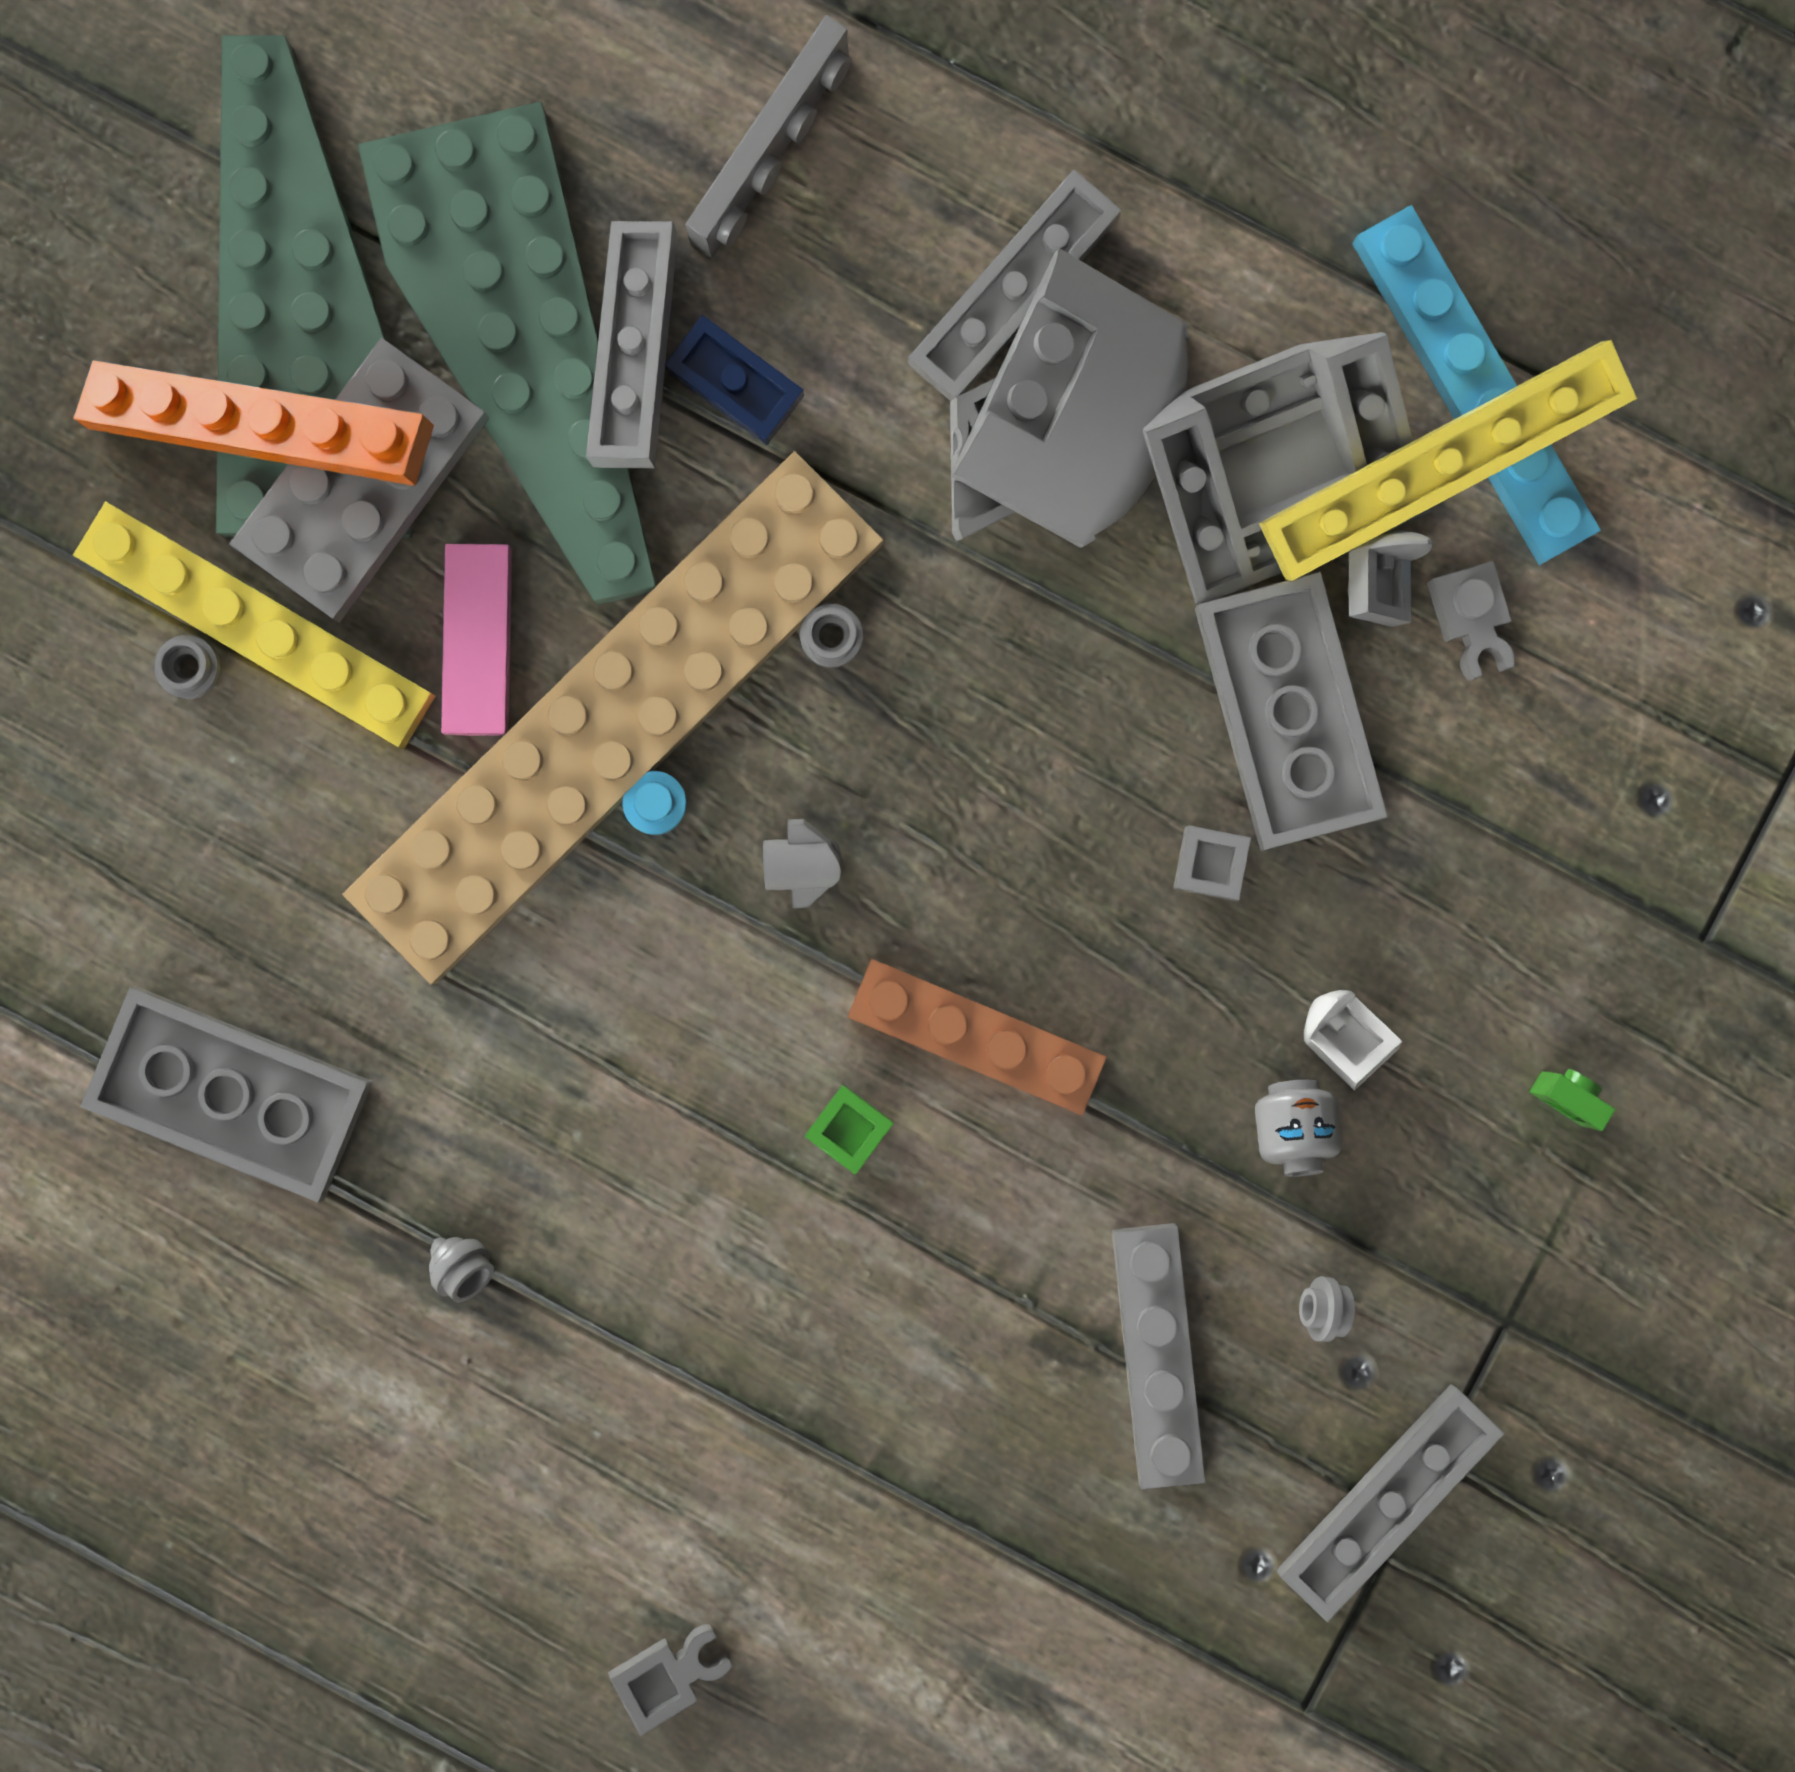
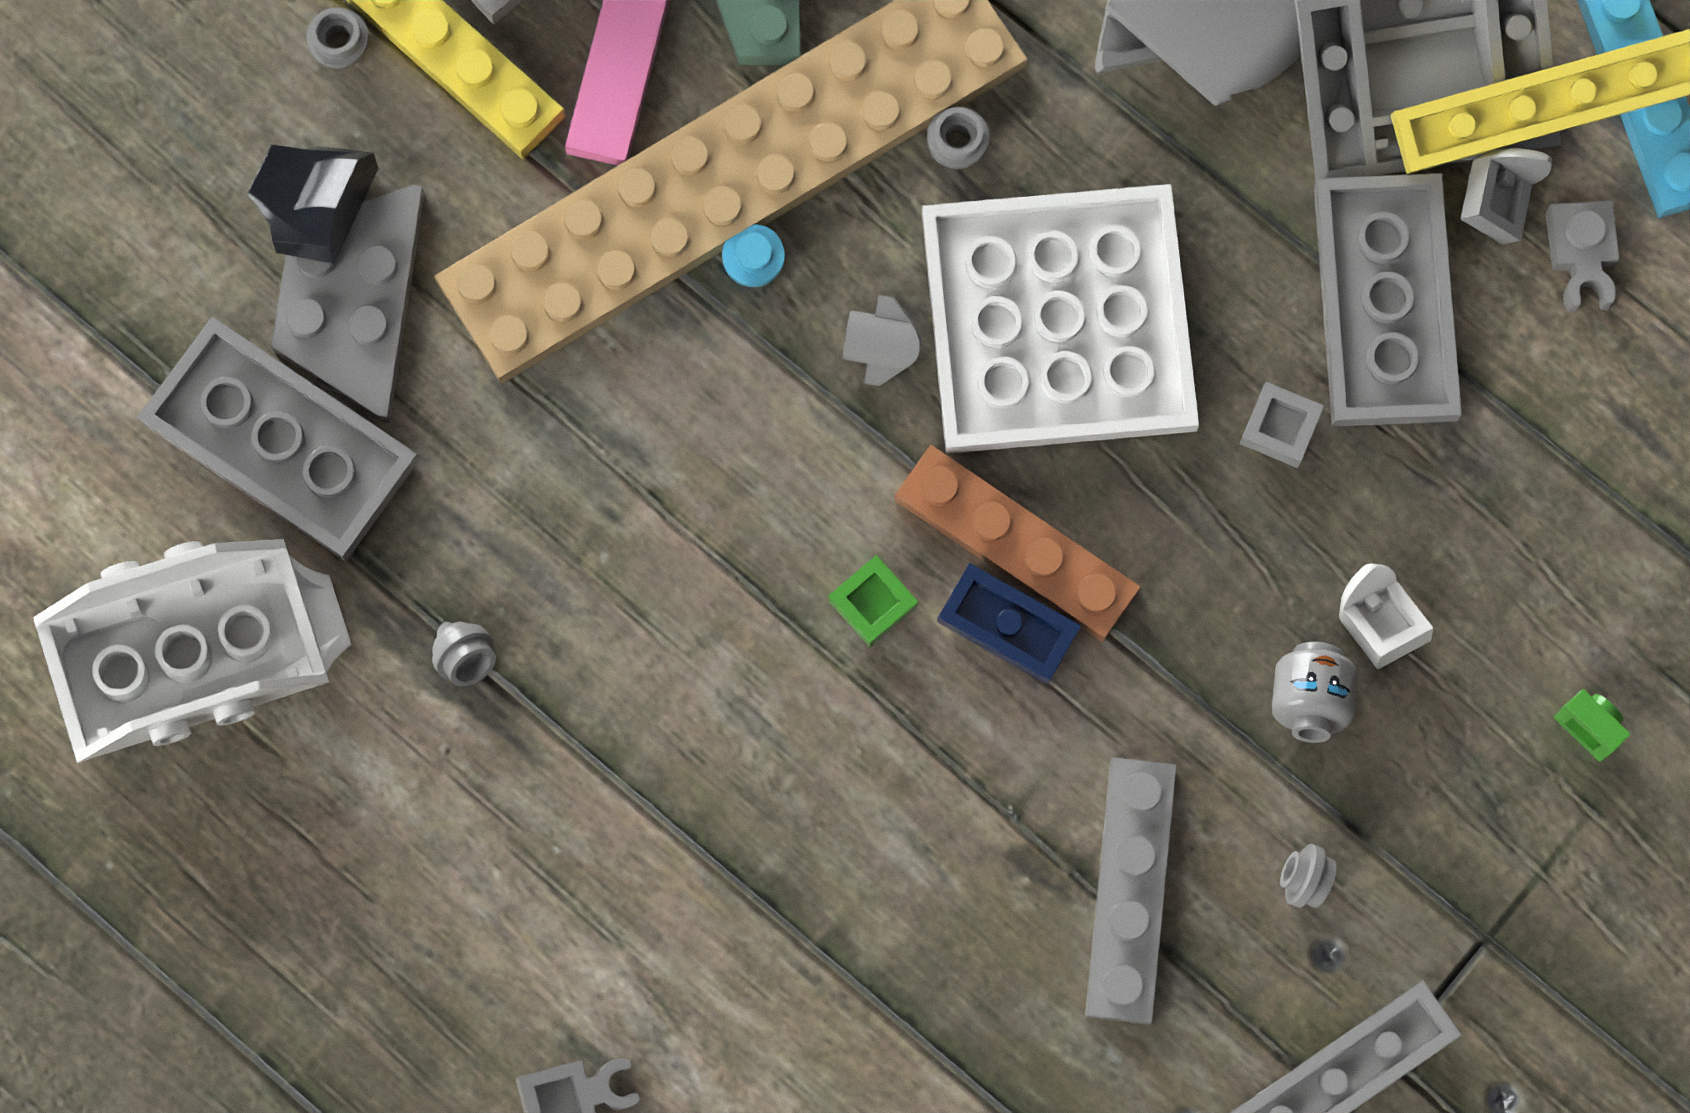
camera: 15 degrees right, 10 degrees down
(189, 1331) = (187, 642): none -> white slope
(198, 843) = (312, 197): none -> black slope
(264, 931) = (351, 315): none -> light grey wing
(971, 801) = (1059, 319): none -> white plate
(986, 1122) = (1008, 623): none -> dark blue plate

